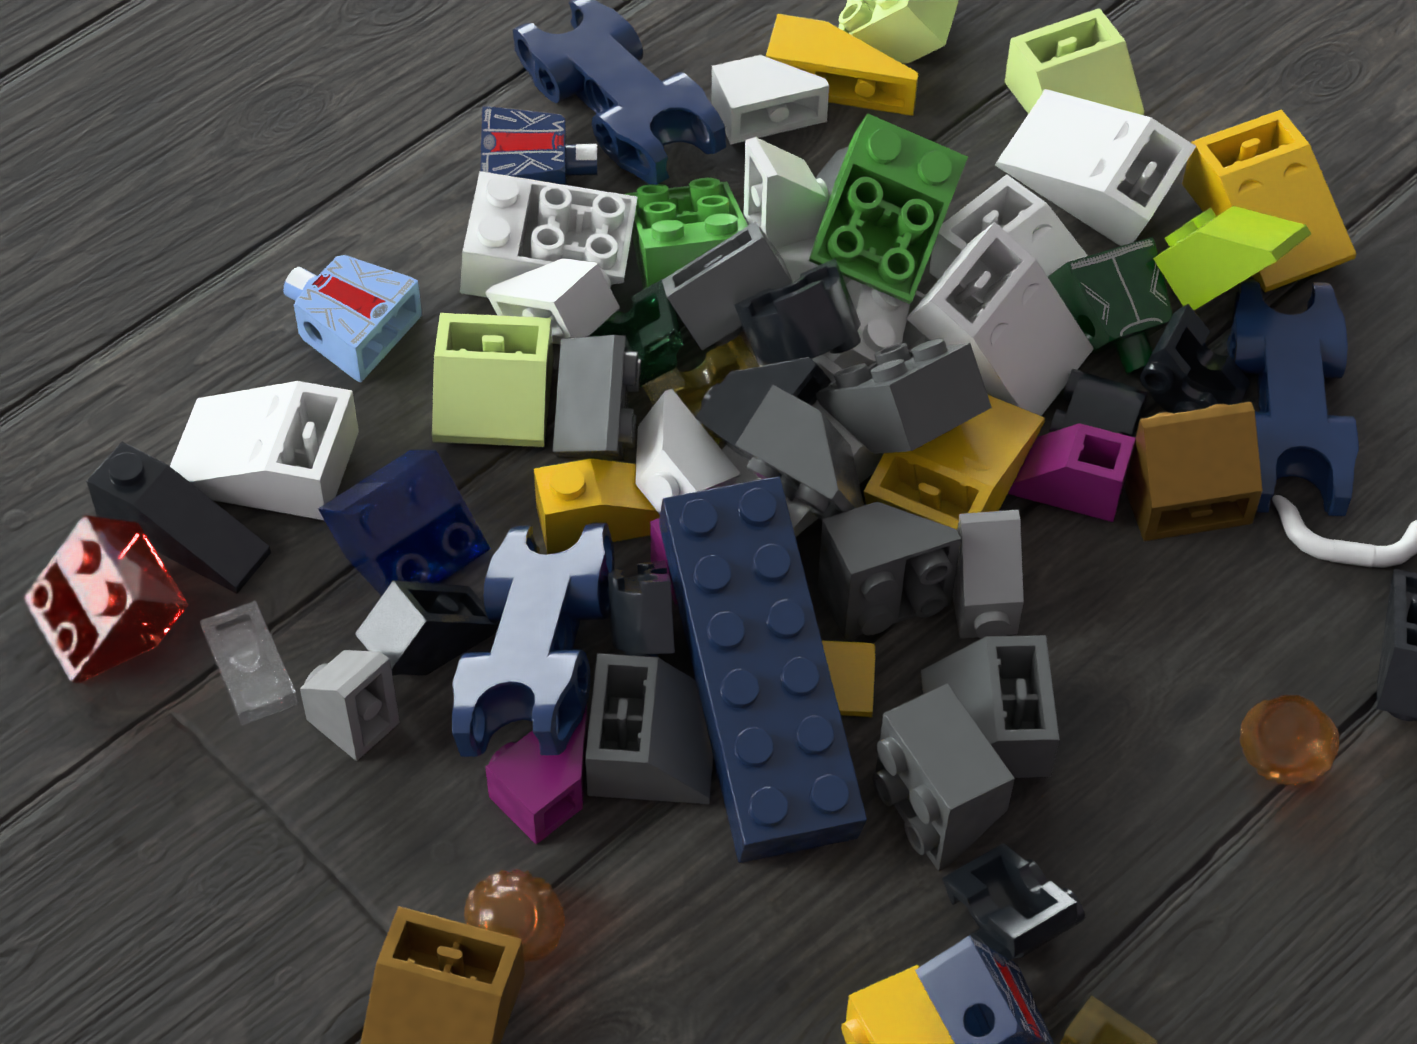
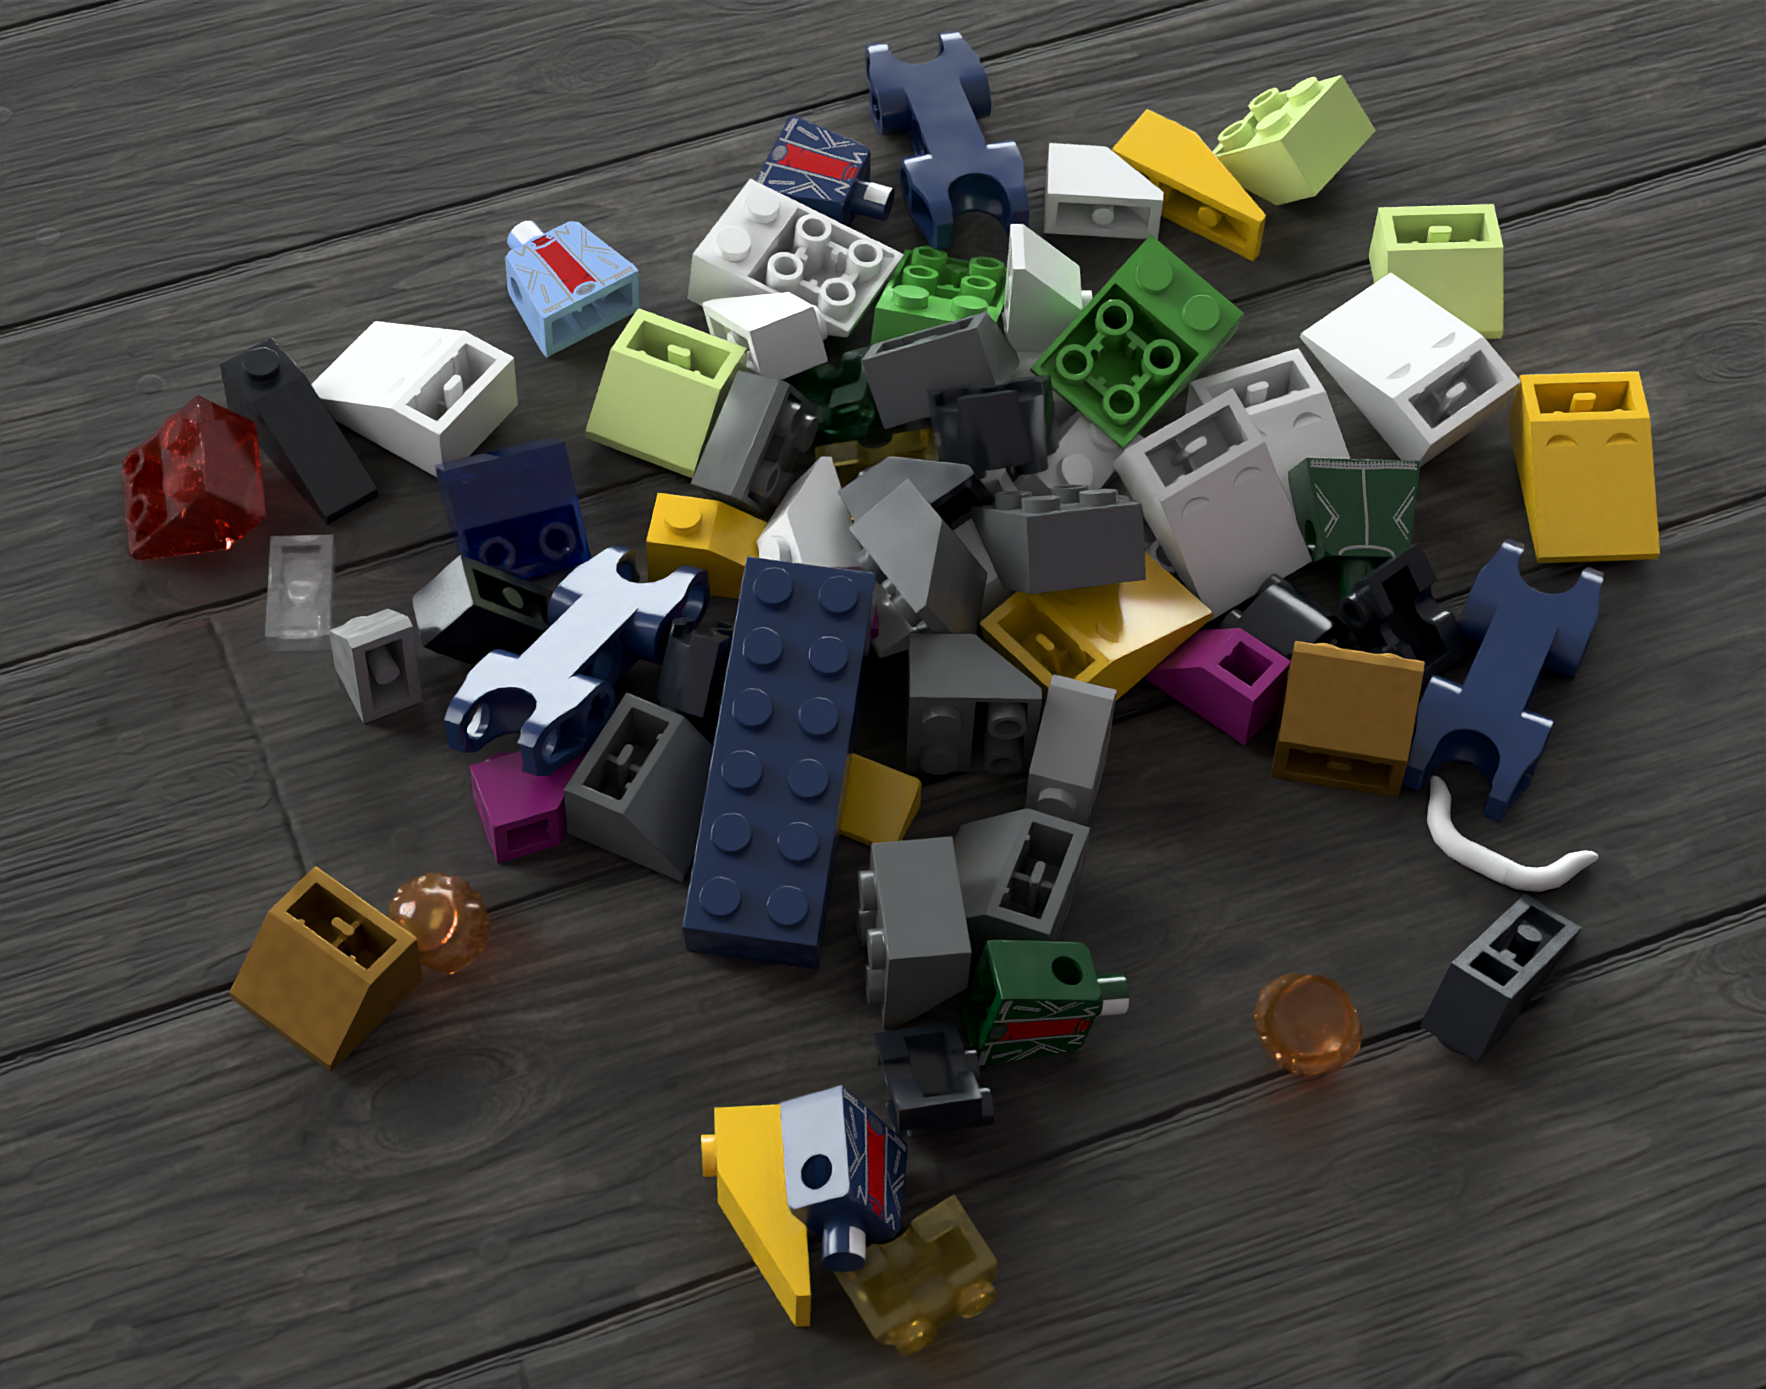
camera: 20 degrees right, 0 degrees up
(1065, 800) = (1036, 1000): none -> dark green torso
(1224, 250) = (1491, 501): lime slope -> none

